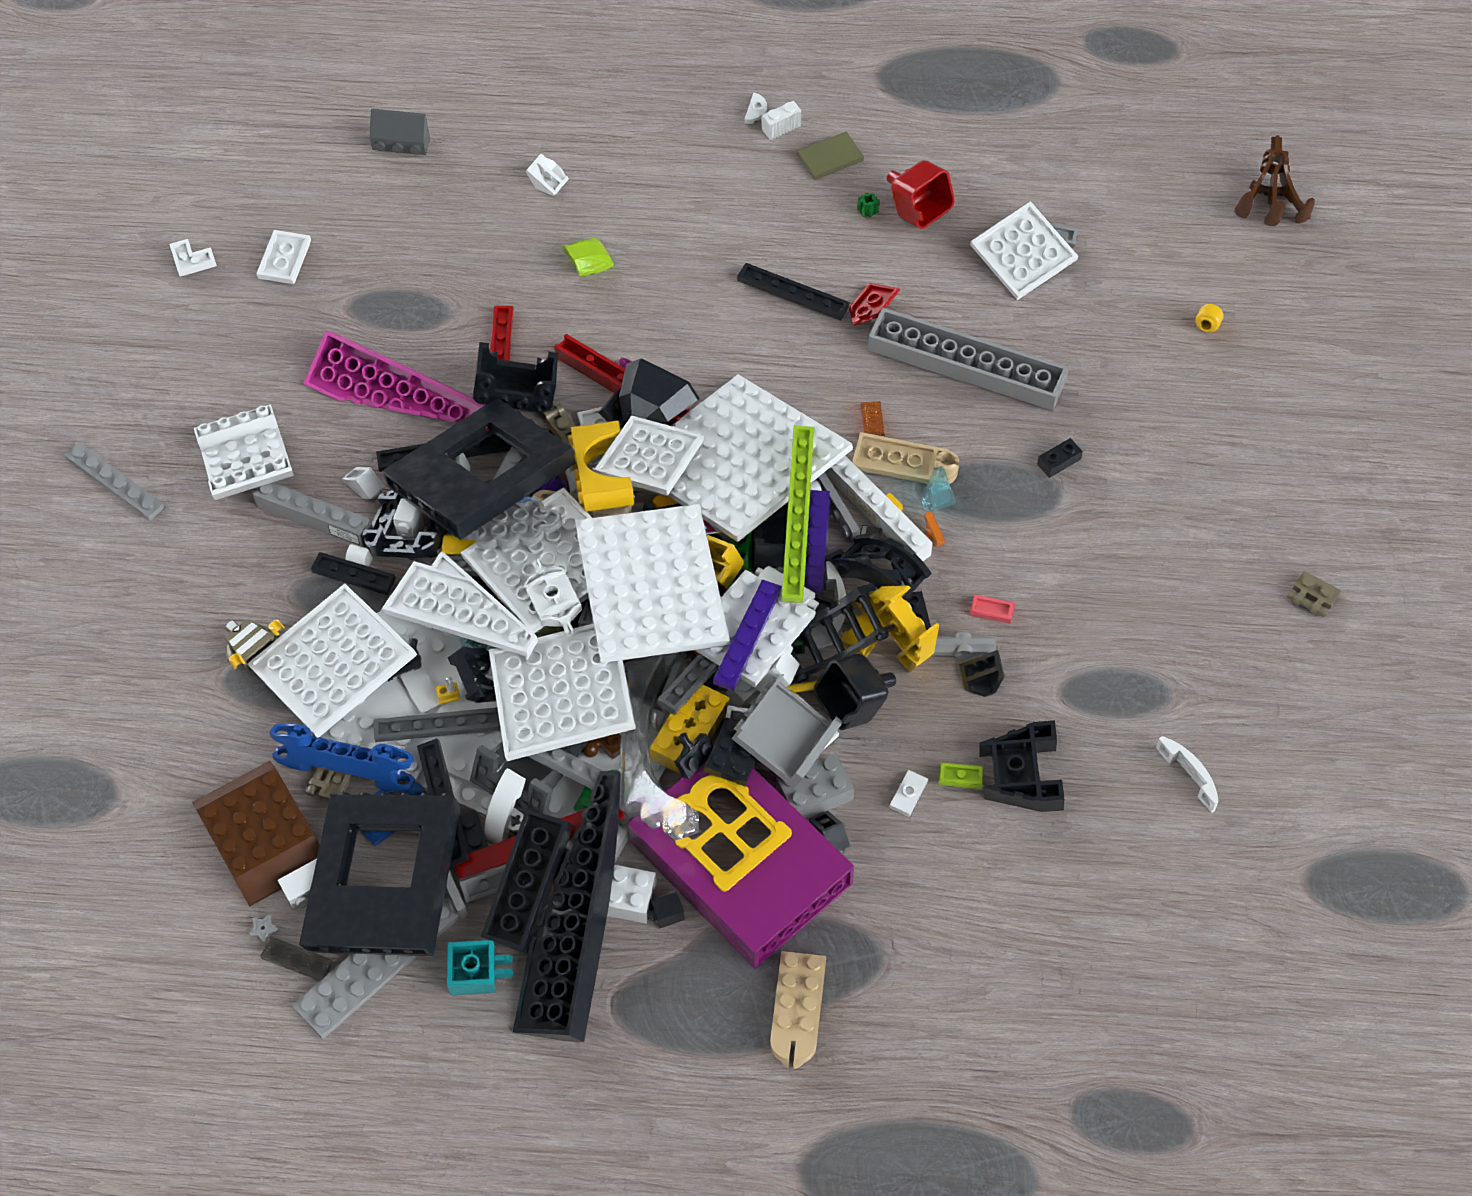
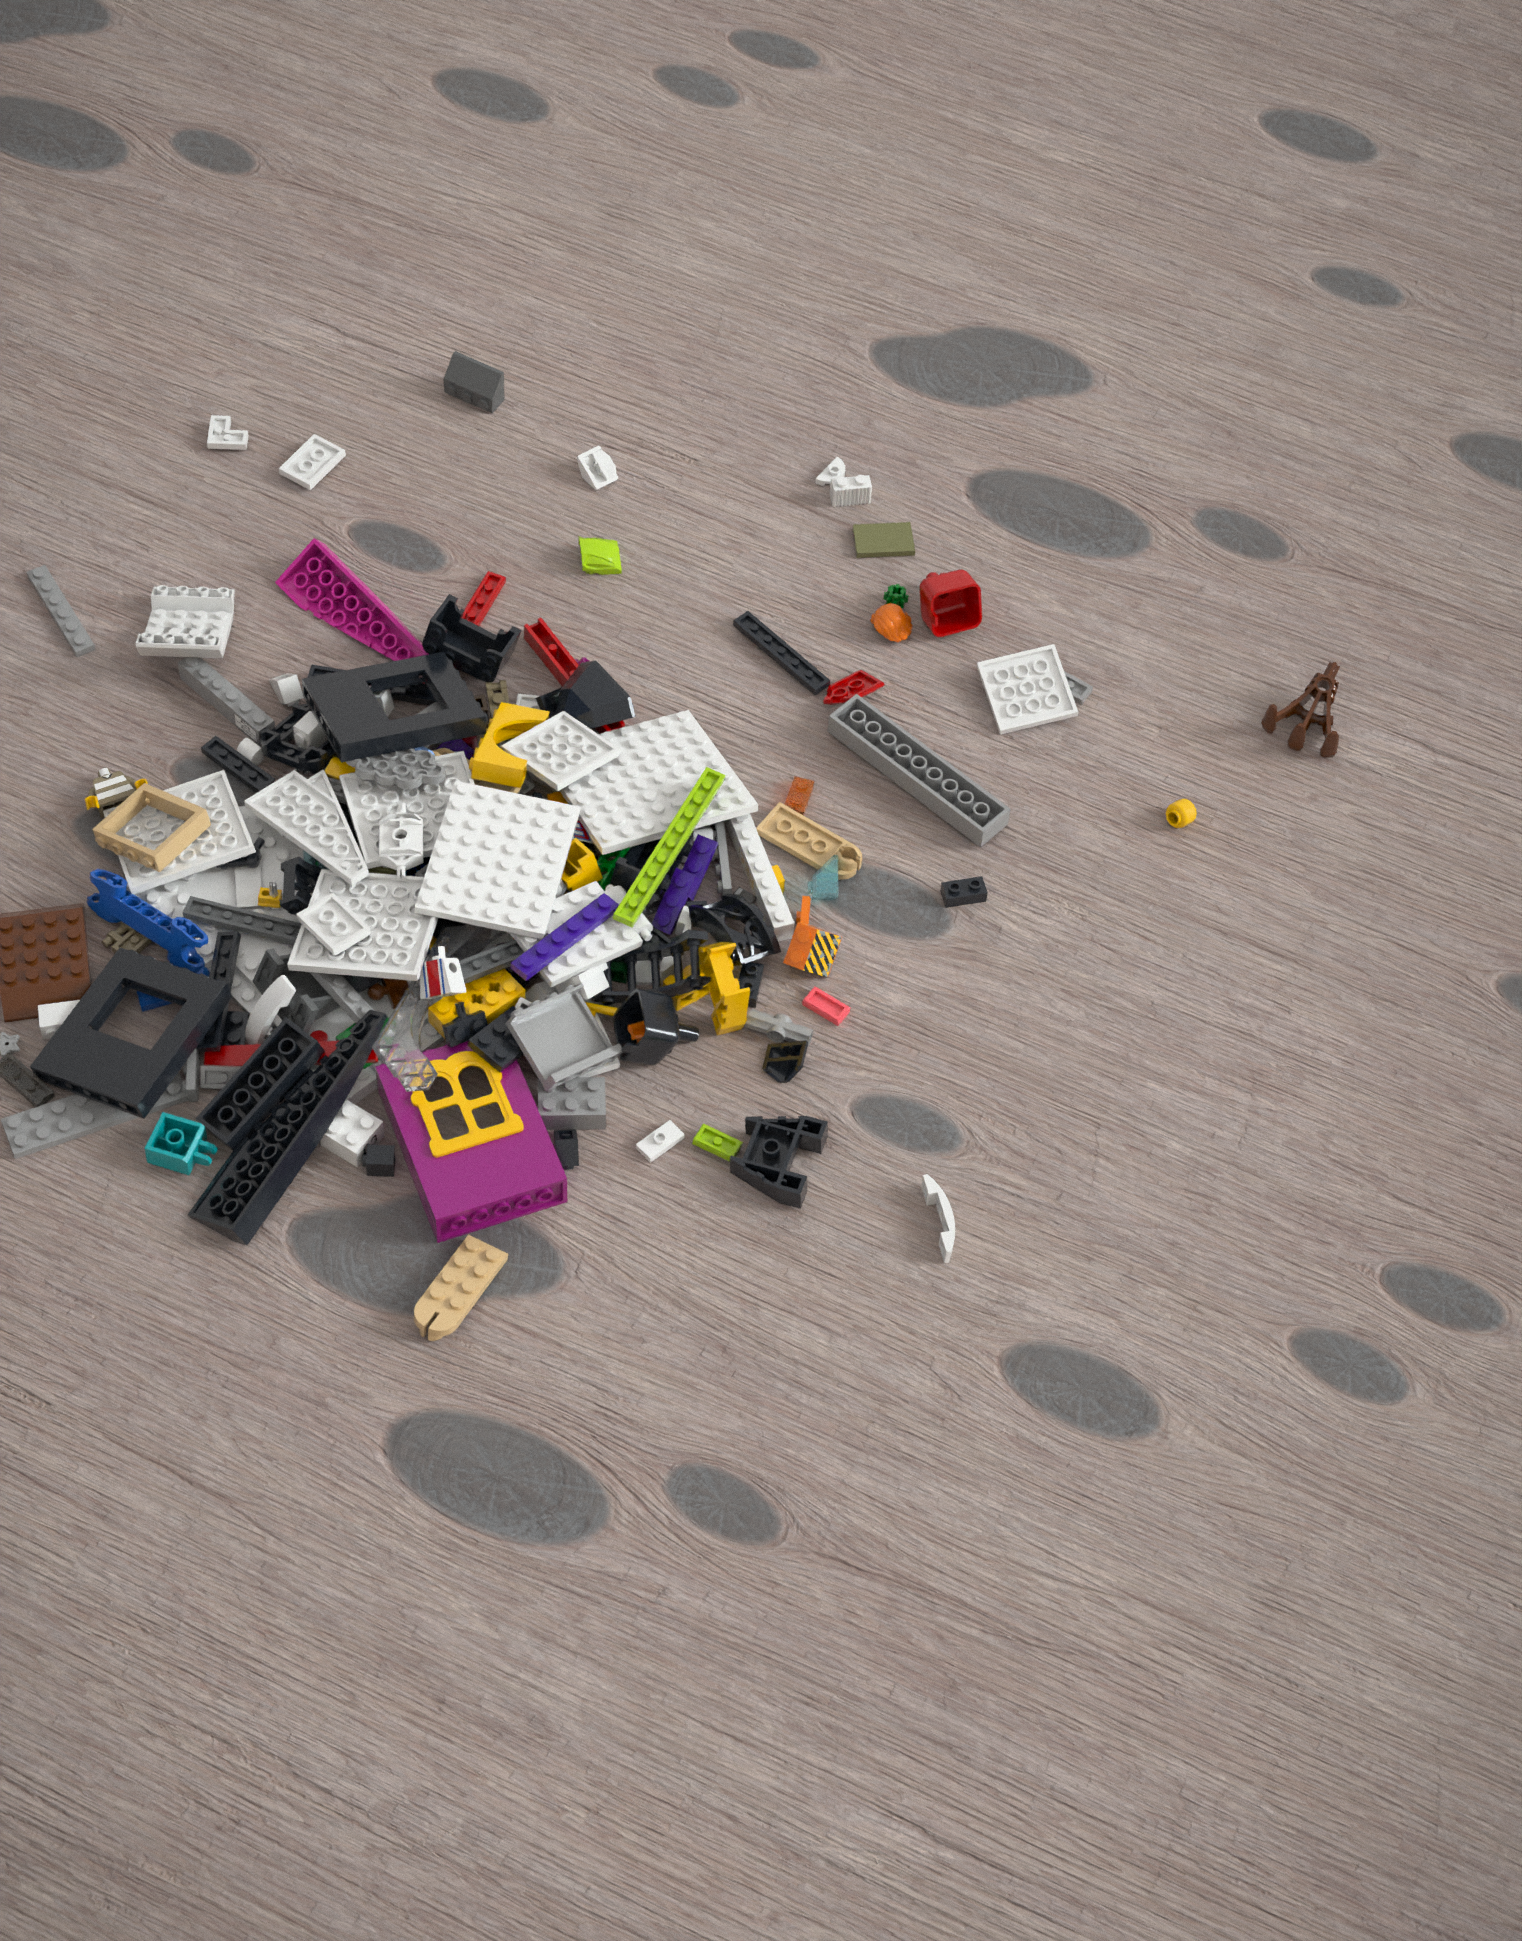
camera: 15 degrees right, 5 degrees down
(343, 639) = (195, 817): none -> tan window
(531, 701) = (333, 924): none -> white plate
(556, 811) = (319, 1035): none -> red sticker
(653, 715) = (441, 976): none -> white torso
(847, 696) = (637, 1030): none -> orange plate
(876, 229) = (892, 622): none -> orange hair
(959, 561) = (812, 949): none -> slope
(1316, 590) = (1154, 1098): dark tan plate -> none

